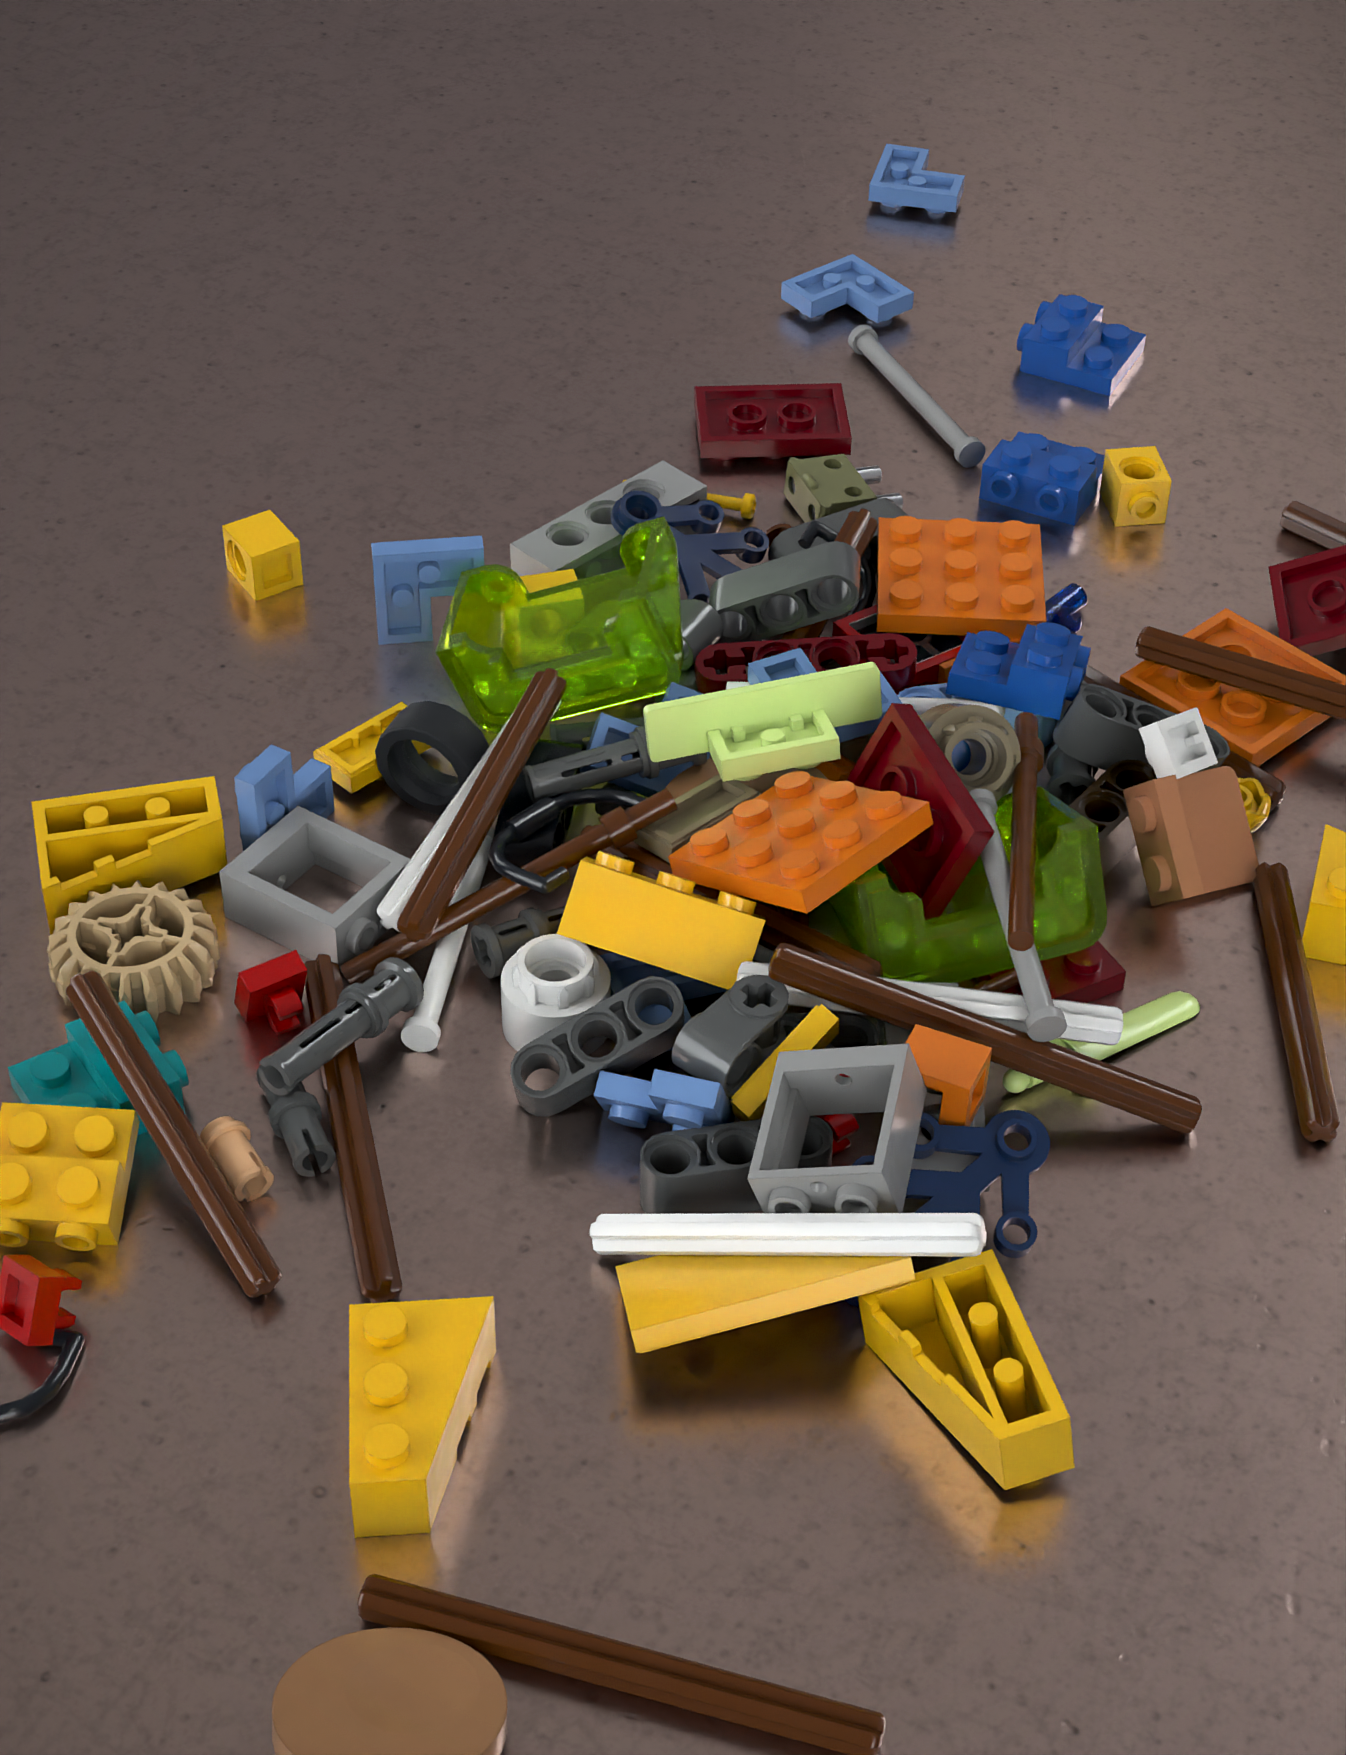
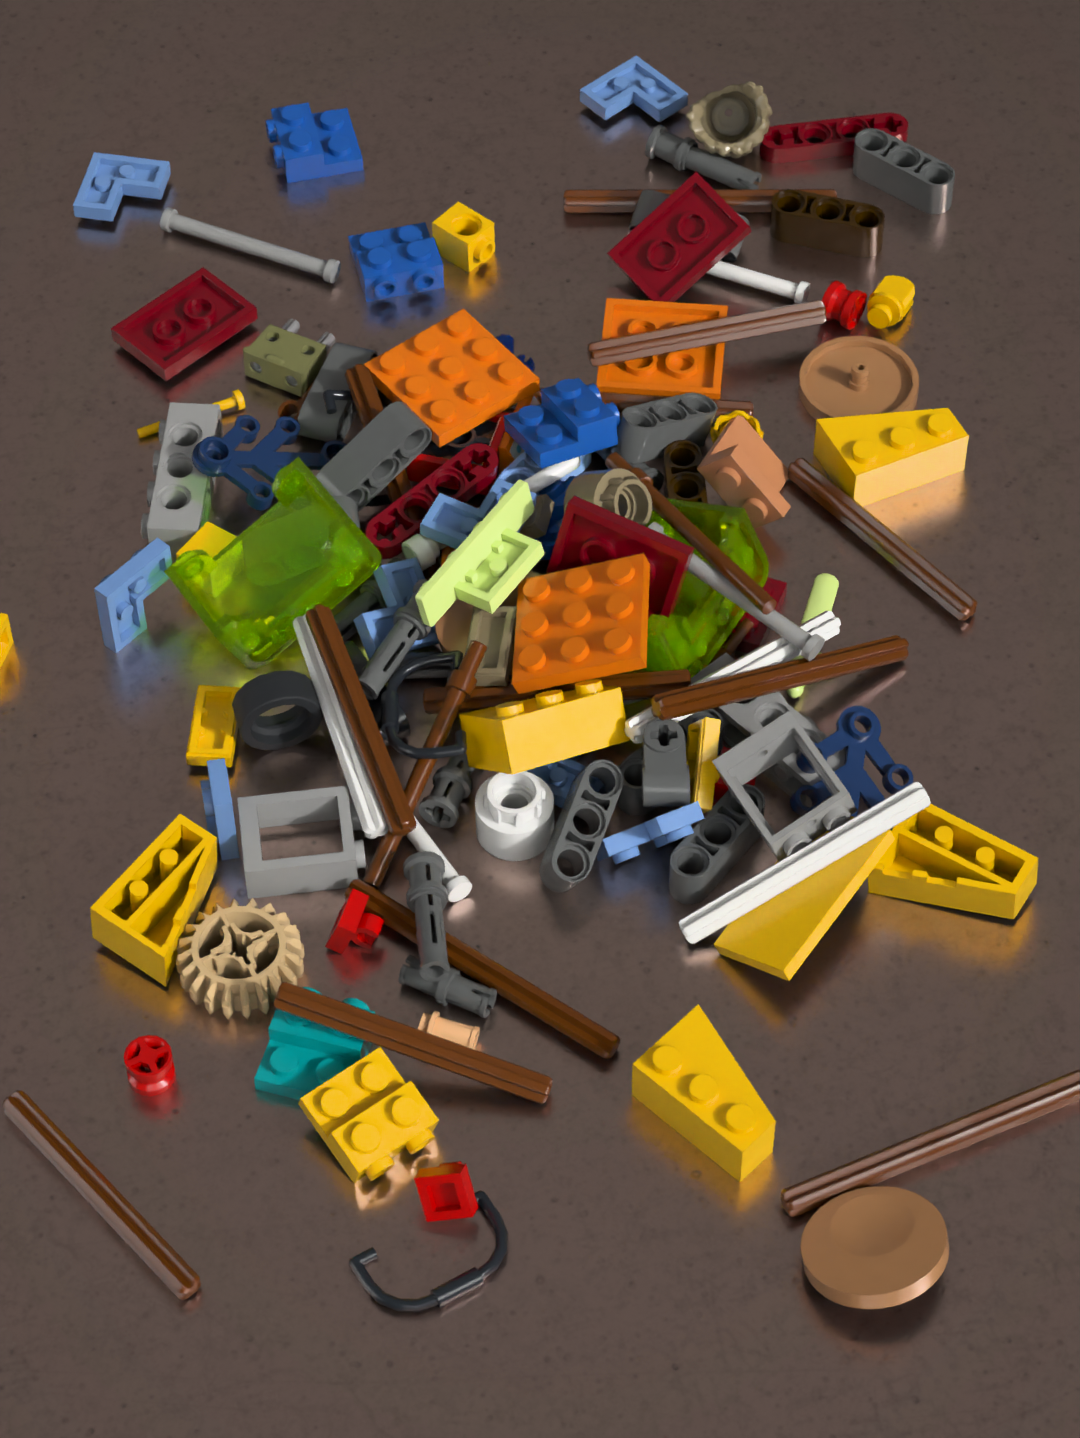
camera: 40 degrees left, 10 degrees up
(904, 181) = (57, 67): medium blue plate -> none
(953, 1068) = (802, 702): orange panel -> none
(1178, 745) = (708, 422): white bracket -> none

